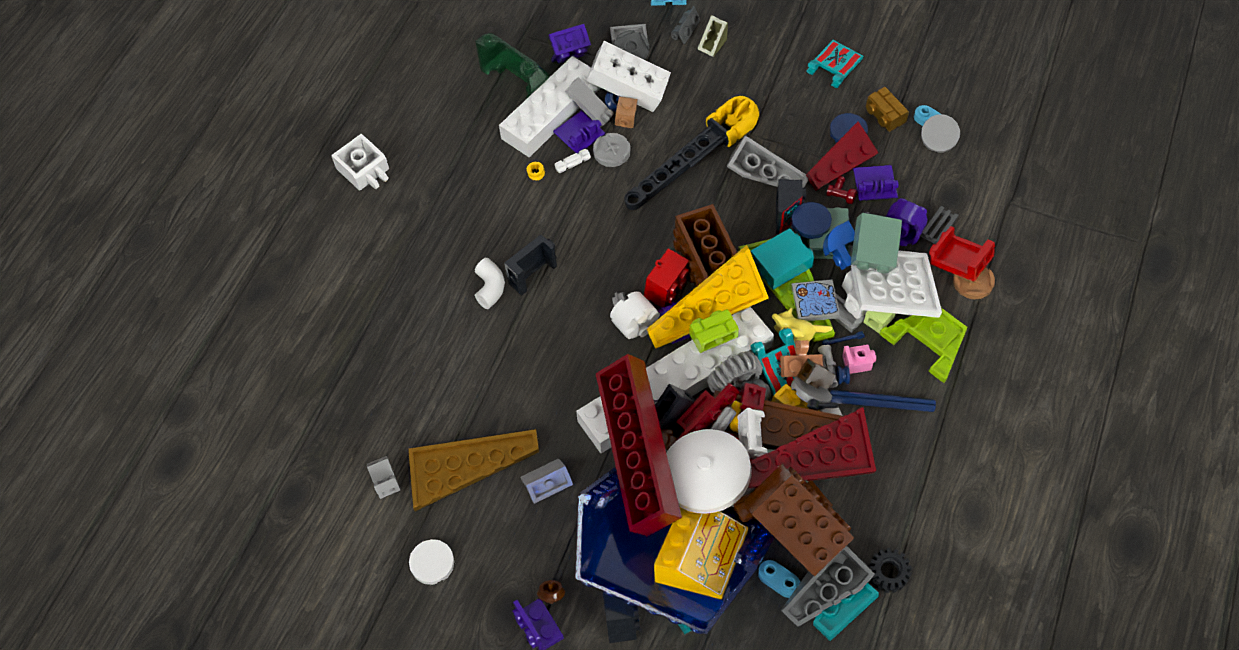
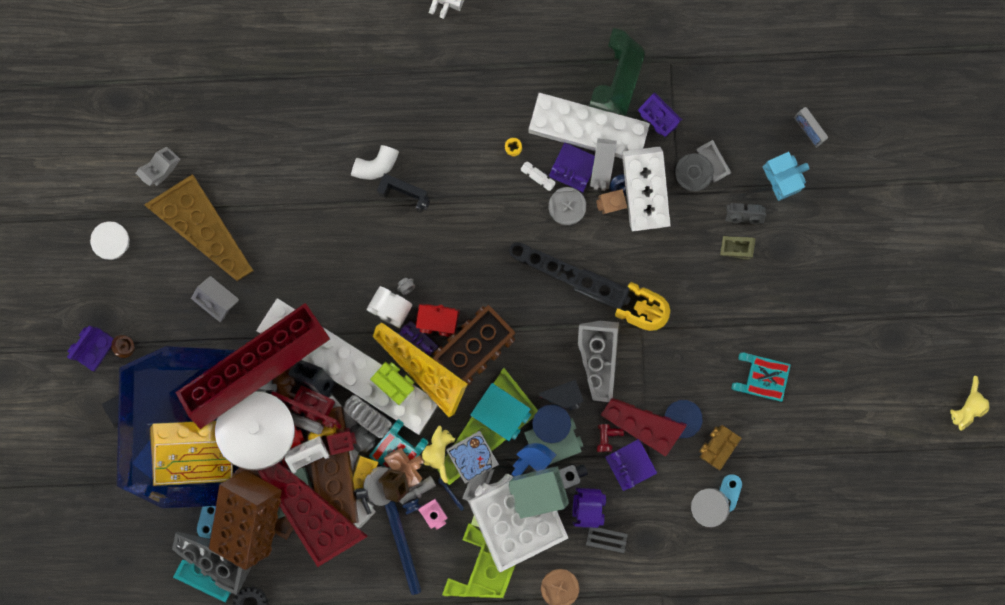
camera: 70 degrees right, 25 degrees up
(961, 255) = (576, 569): red panel -> none

